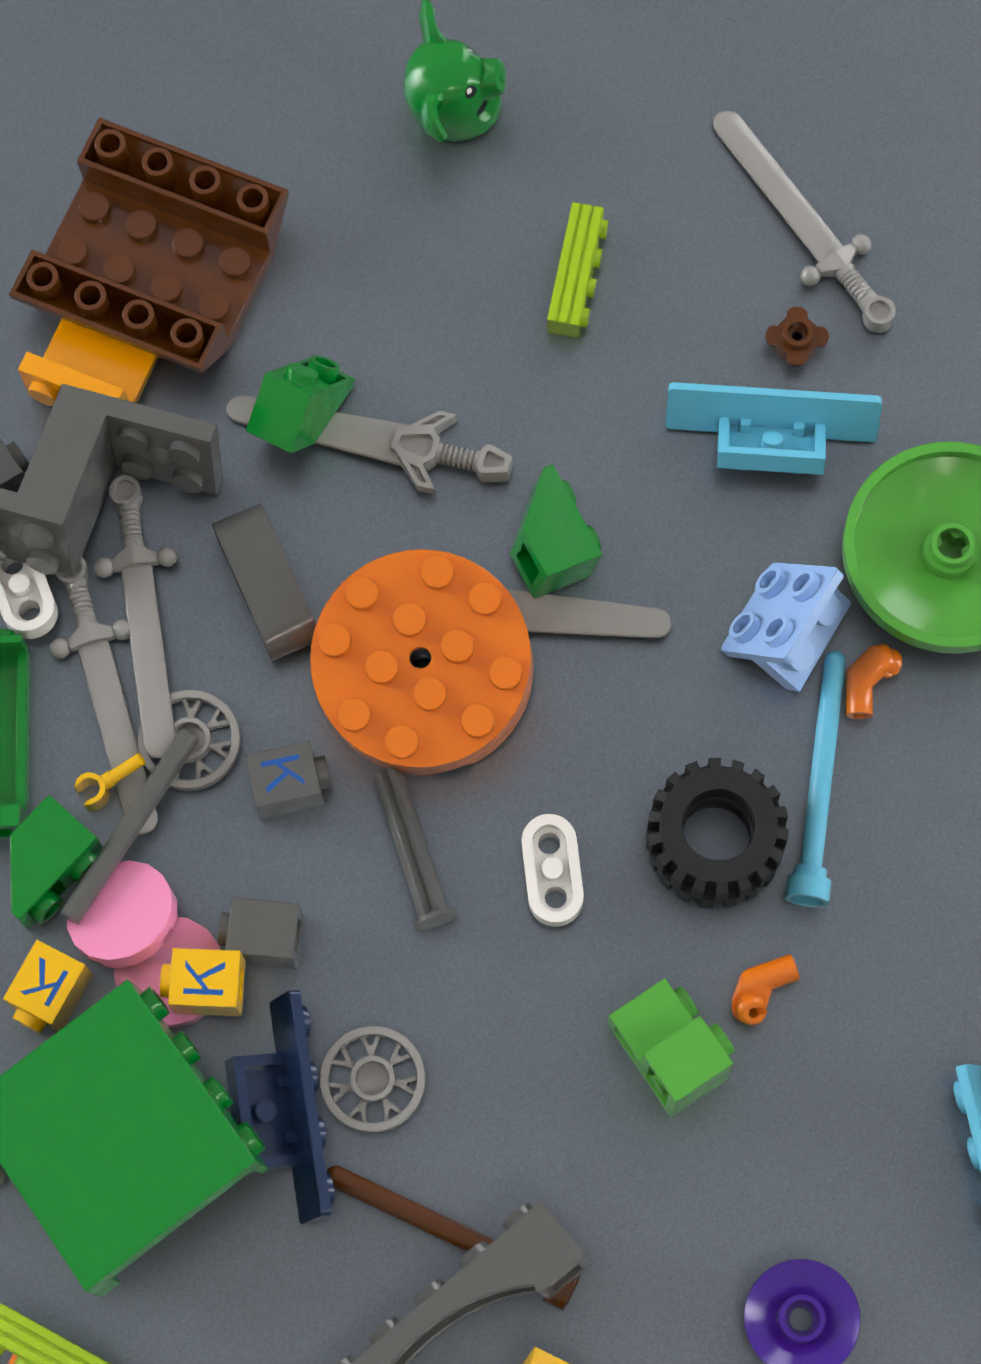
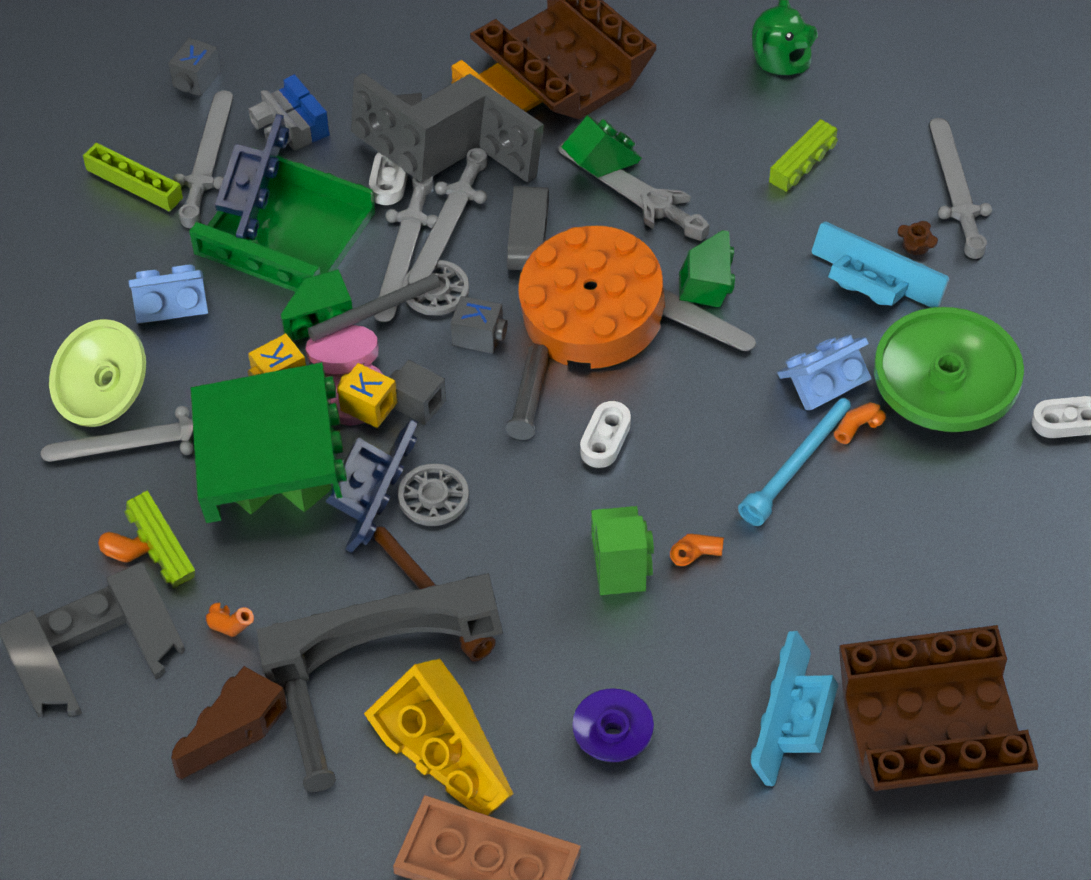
camera: 25 degrees right, 20 degrees down
(106, 781) = (367, 285): yellow hand -> none
(716, 788) = (708, 475): black tyre -> none

